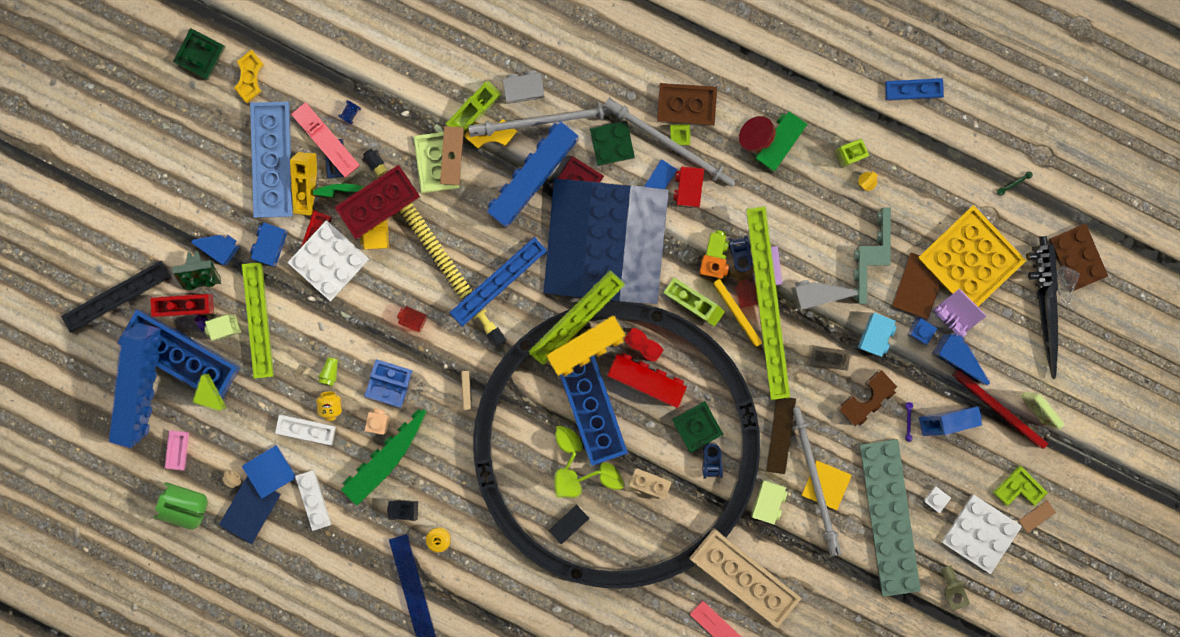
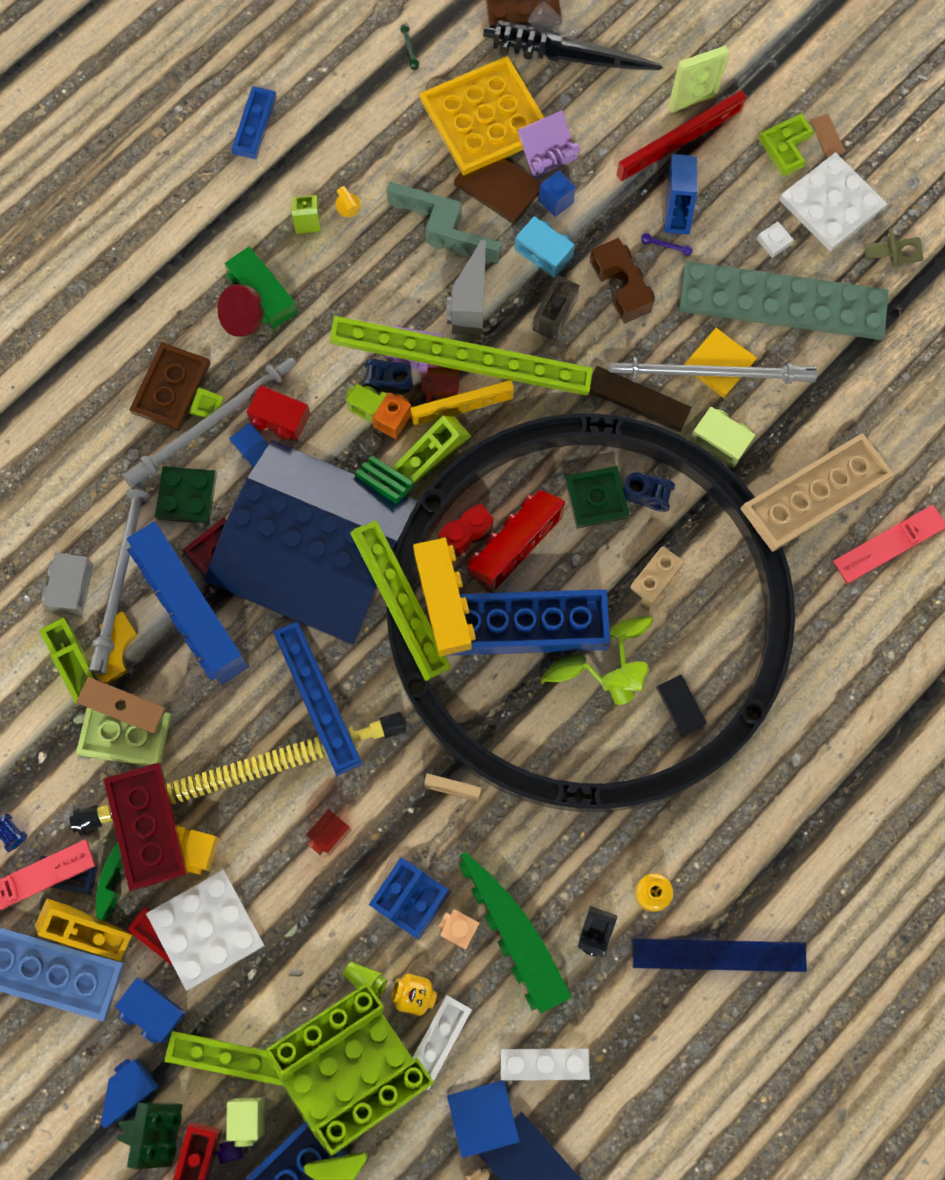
camera: 75 degrees left, 15 degrees down
(269, 381) = (347, 1069): none -> lime slope
(665, 294) = (386, 476): none -> green tile
(959, 356) = (597, 157): blue slope -> none

